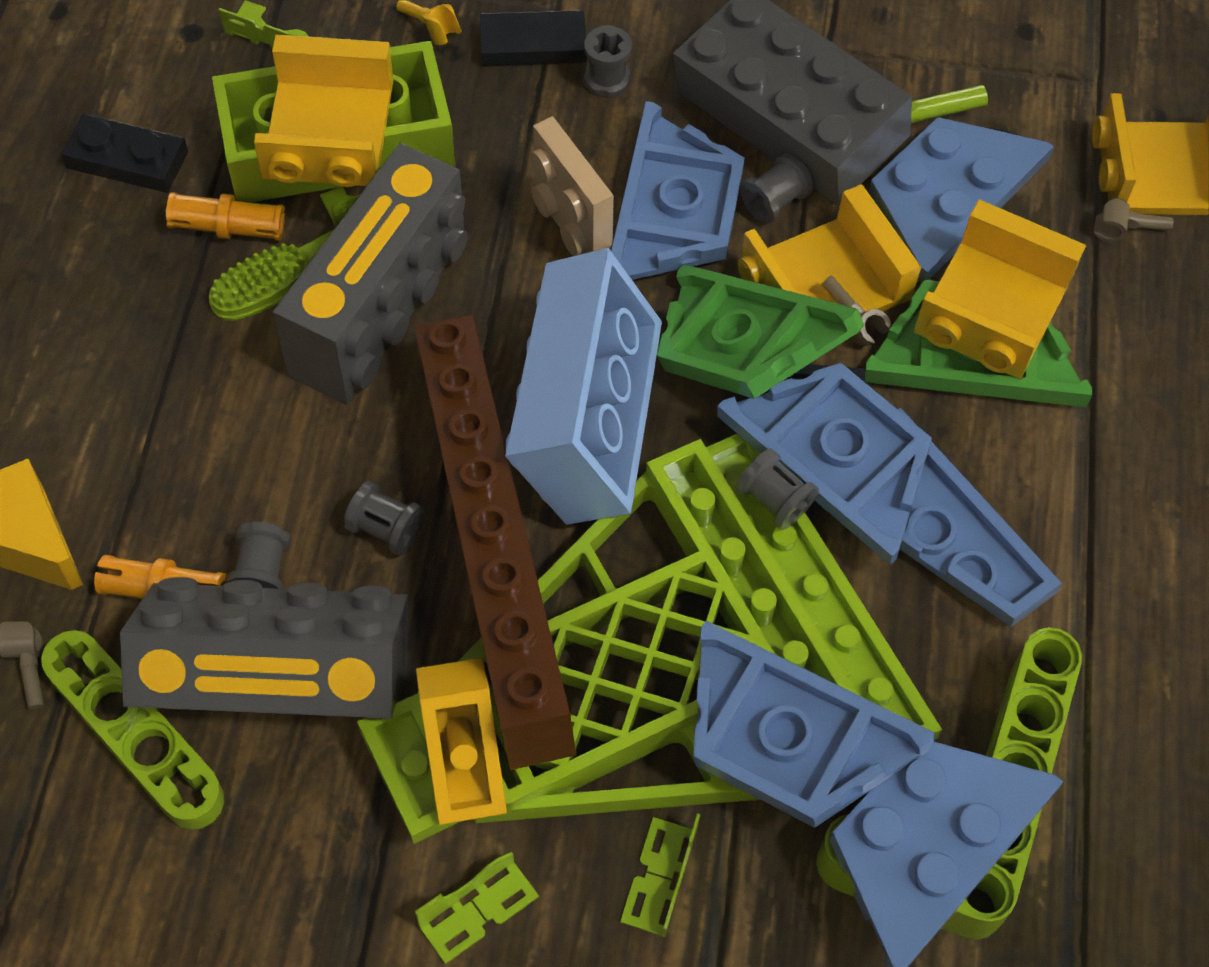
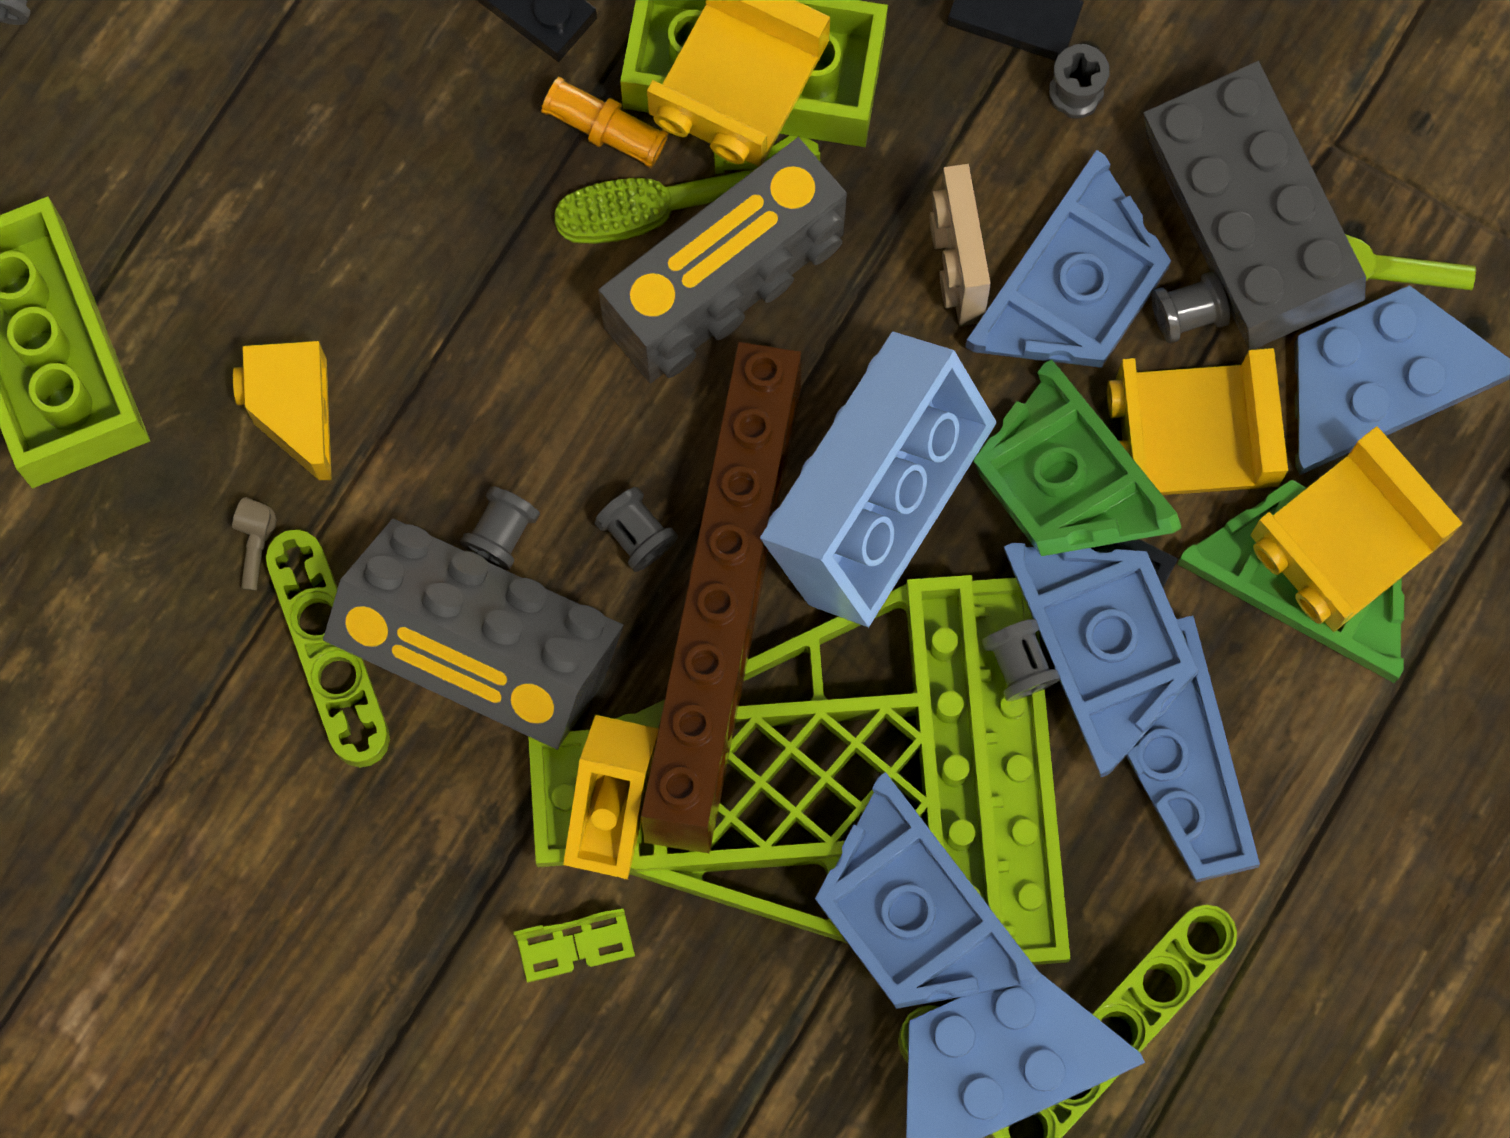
camera: 25 degrees right, 15 degrees up
(135, 578) = (388, 502): light orange pin -> none
(663, 865) = (759, 974): lime piece -> none
(877, 317) = (1204, 484): dark tan hand -> none

